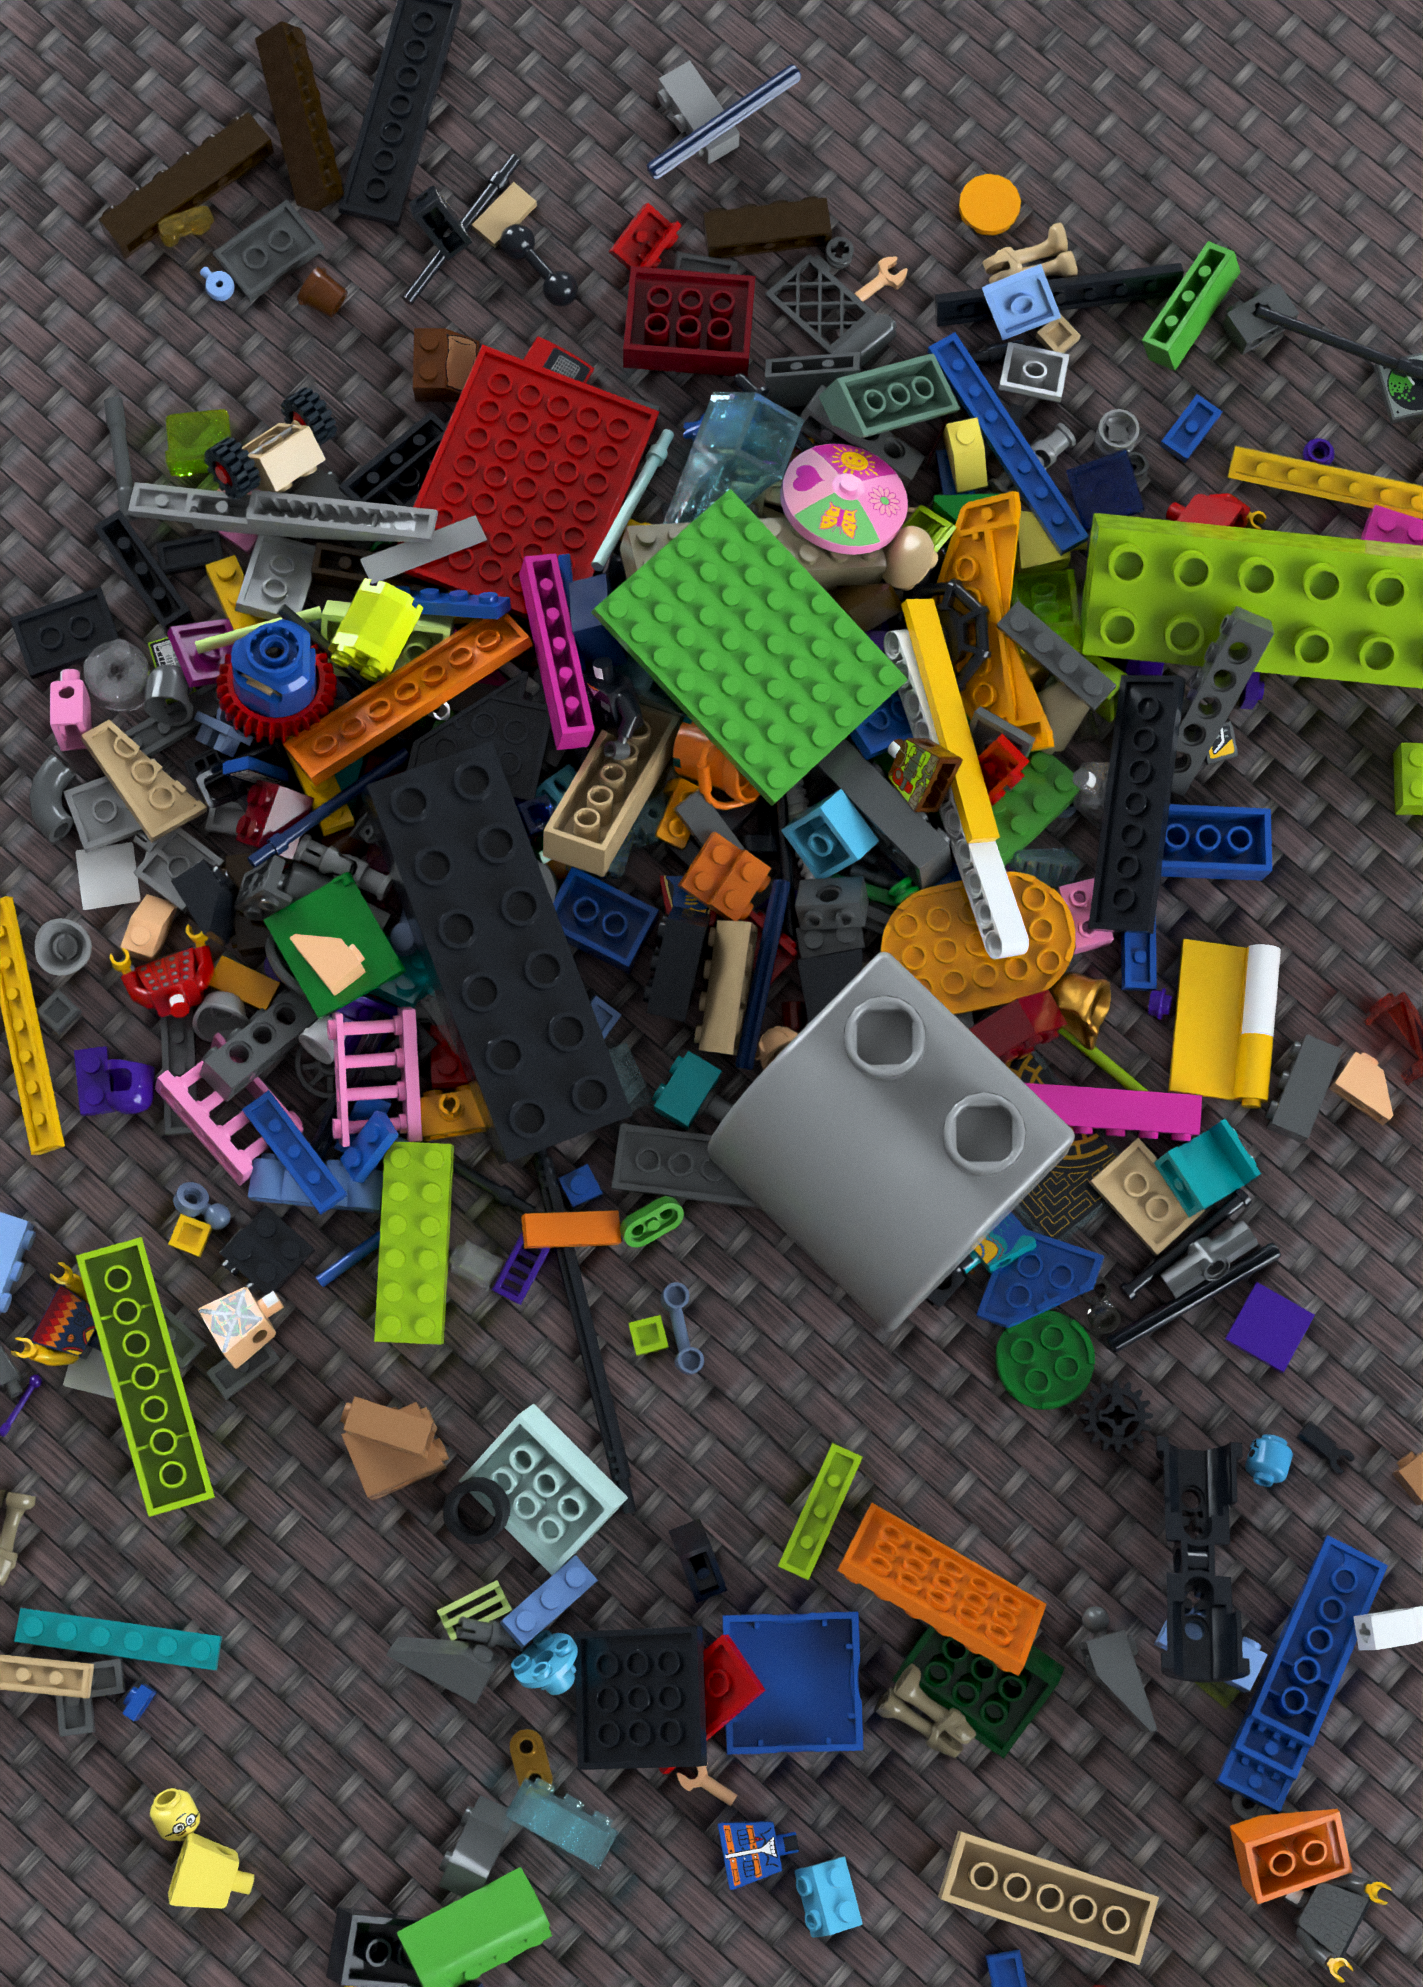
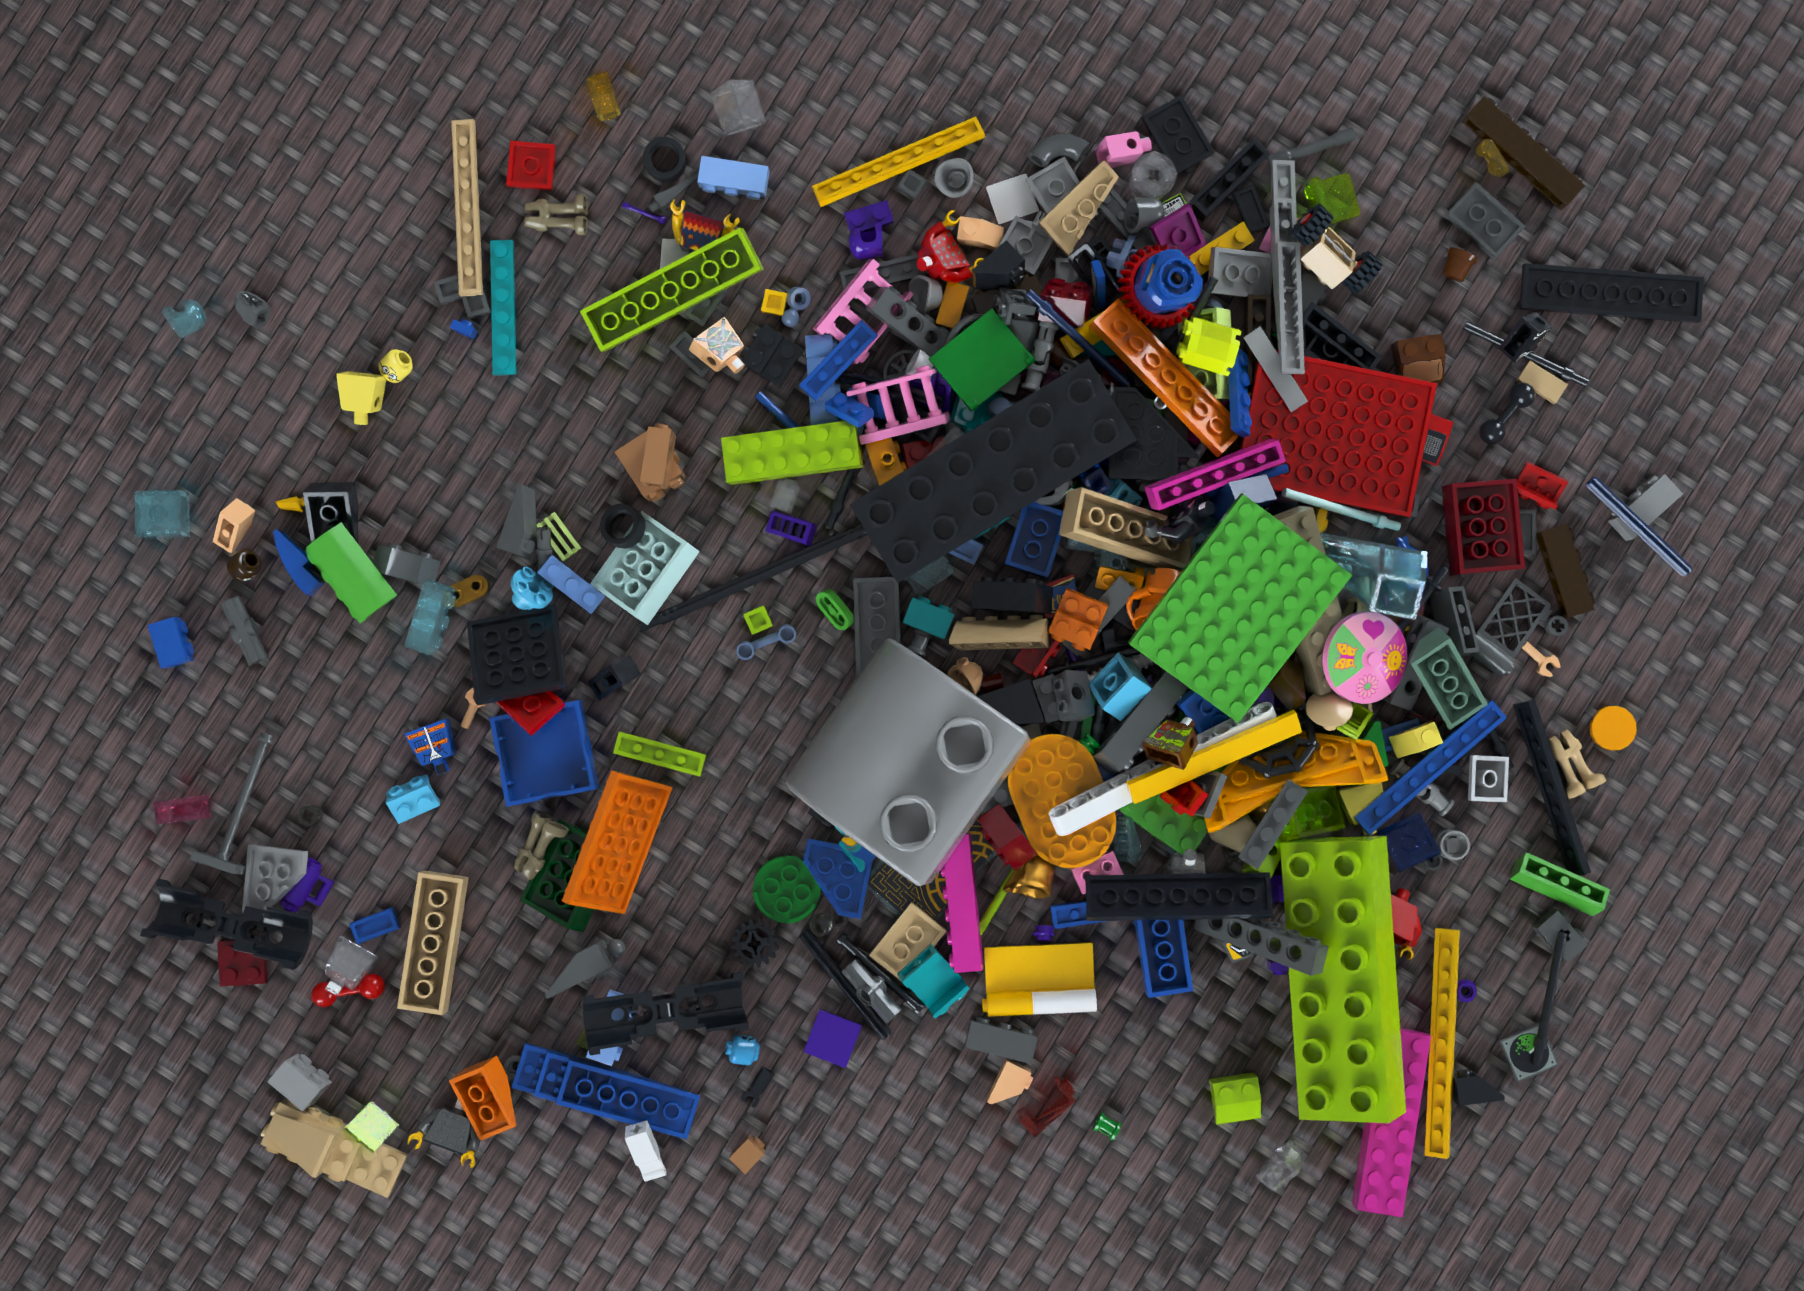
camera: 85 degrees right, 10 degrees up
(215, 279) = (1456, 187): light blue piece -> none
(230, 637) = (1194, 258): yellowish green bar -> none
(299, 116) = (1589, 222): dark brown brick -> none
(331, 960) = (968, 359): light nougat slope -> none
(571, 1229) = (819, 556): orange tile -> none
(580, 1186) = (852, 557): blue plate -> none
(762, 974) = (1015, 656): dark blue axle -> none
(1021, 302) = (1539, 761): light blue plate -> none
(1058, 335) = (1520, 792): tan plate -> none
(1191, 428) = (1467, 897): blue plate -> none

